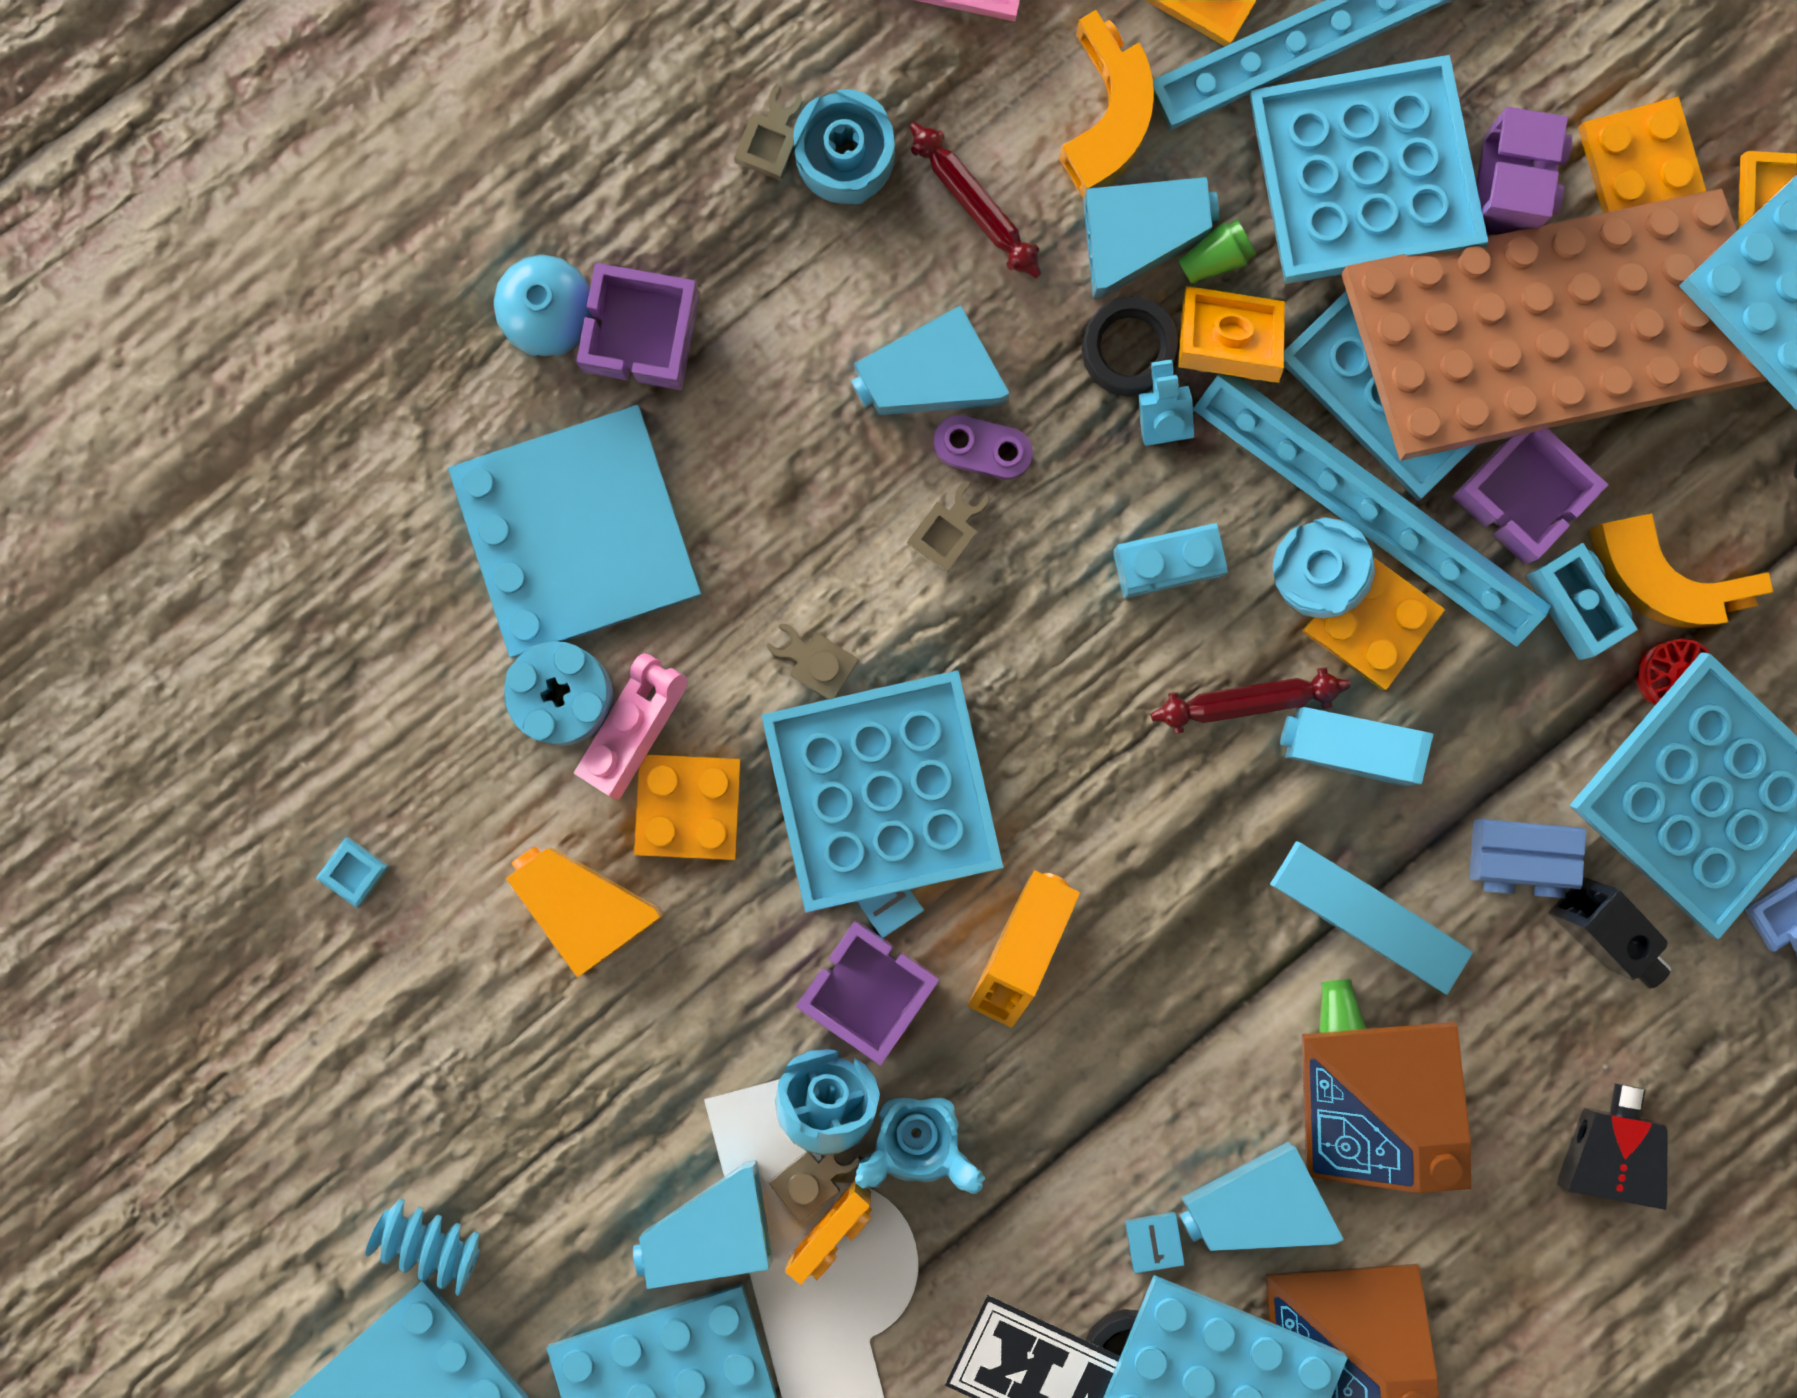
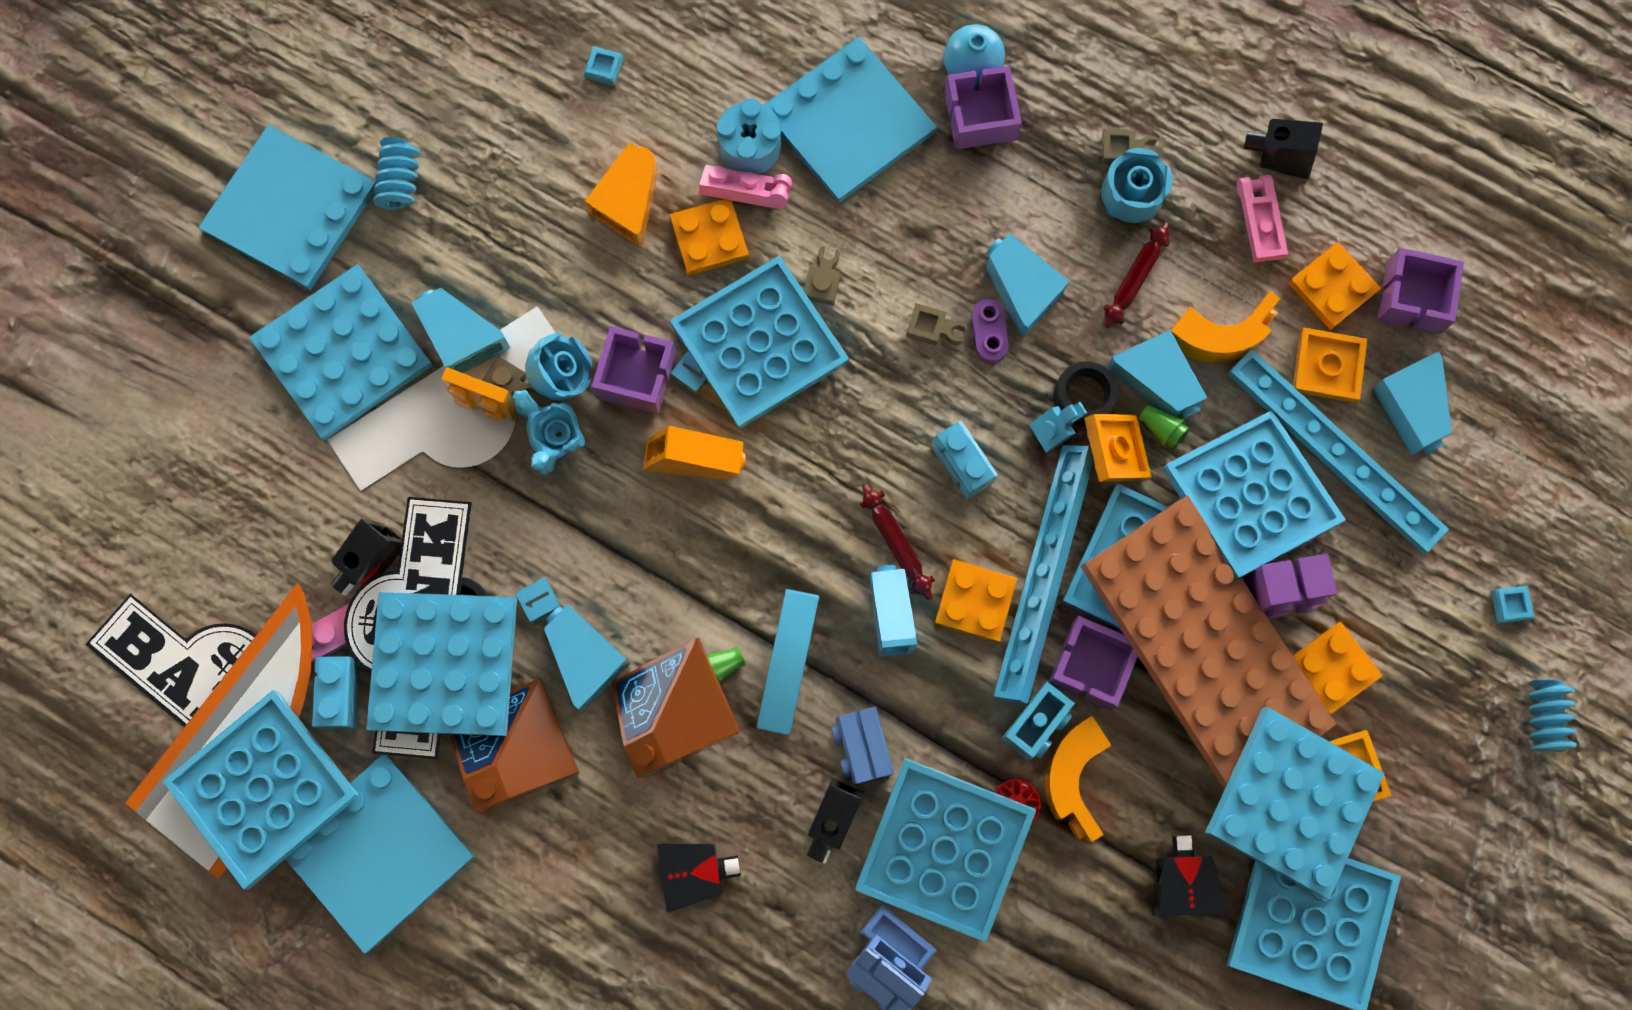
camera: 65 degrees right, 10 degrees down
(1324, 568) = (996, 556): medium azure tile -> none

